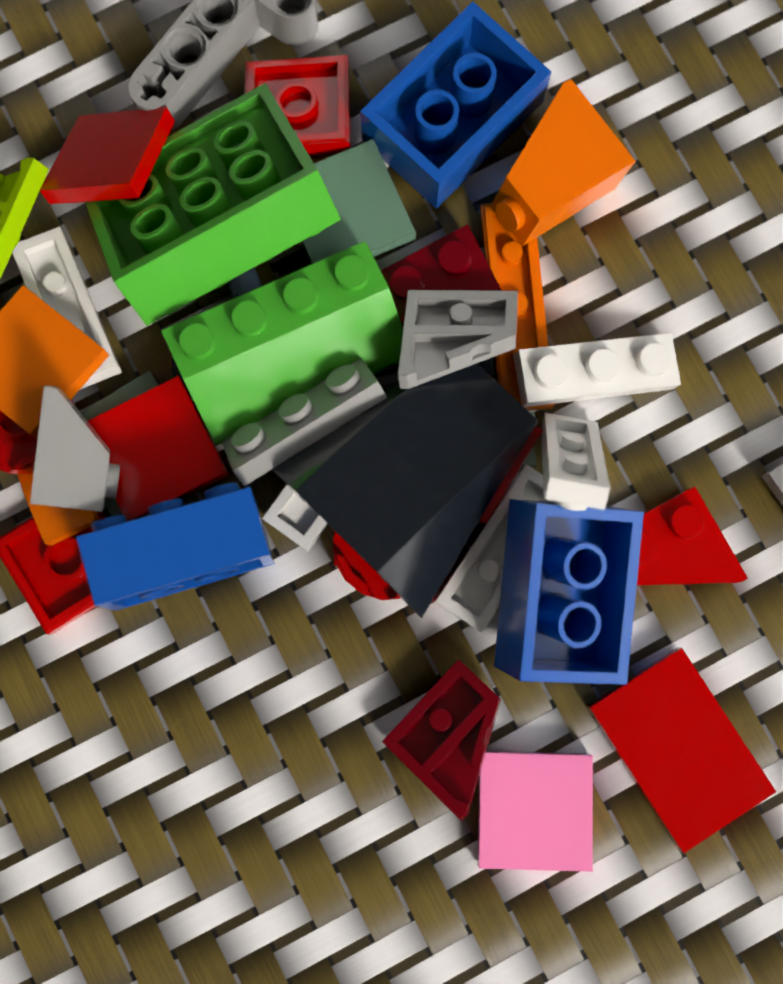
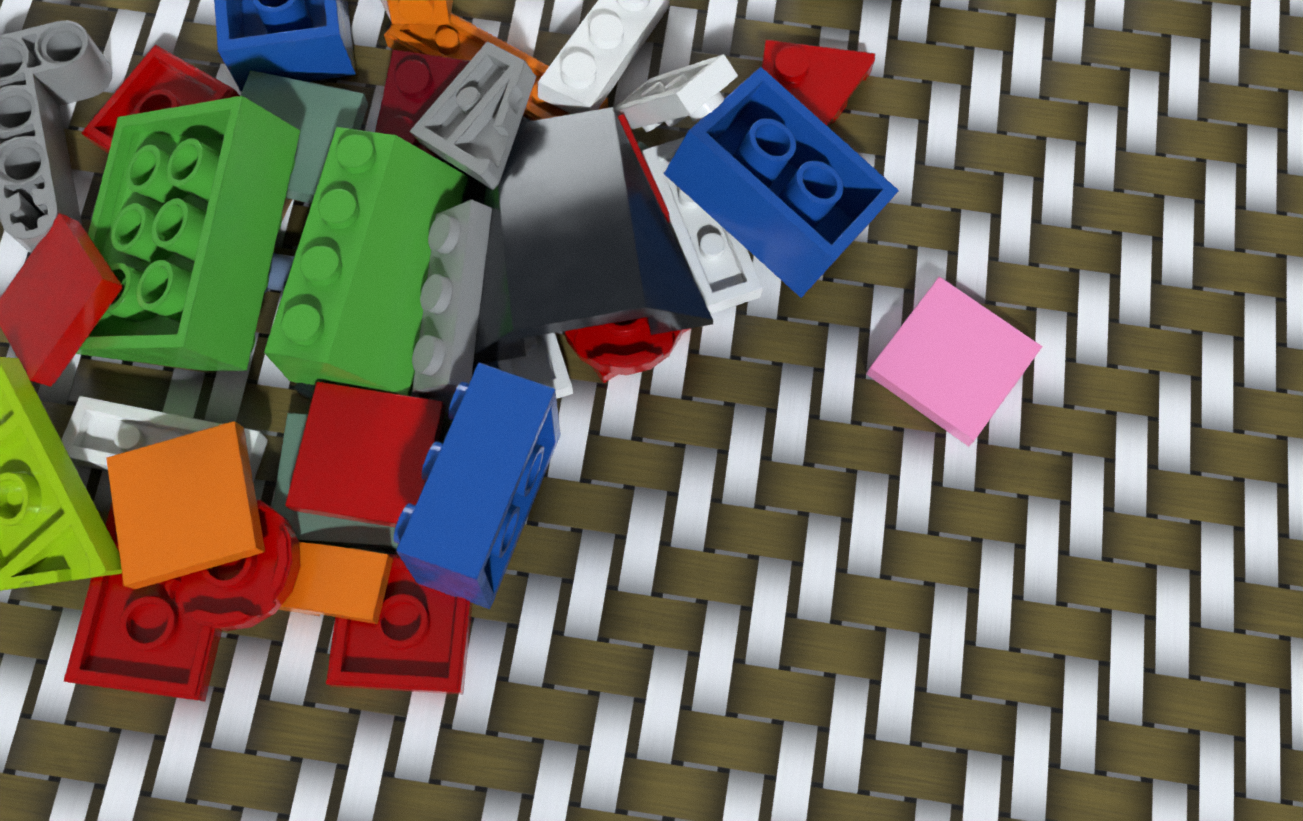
camera: 55 degrees left, 10 degrees down
(70, 458) = (309, 516): light grey slope -> none
(448, 737) = (836, 383): dark red wing -> none
(681, 749) = (983, 207): red tile -> none

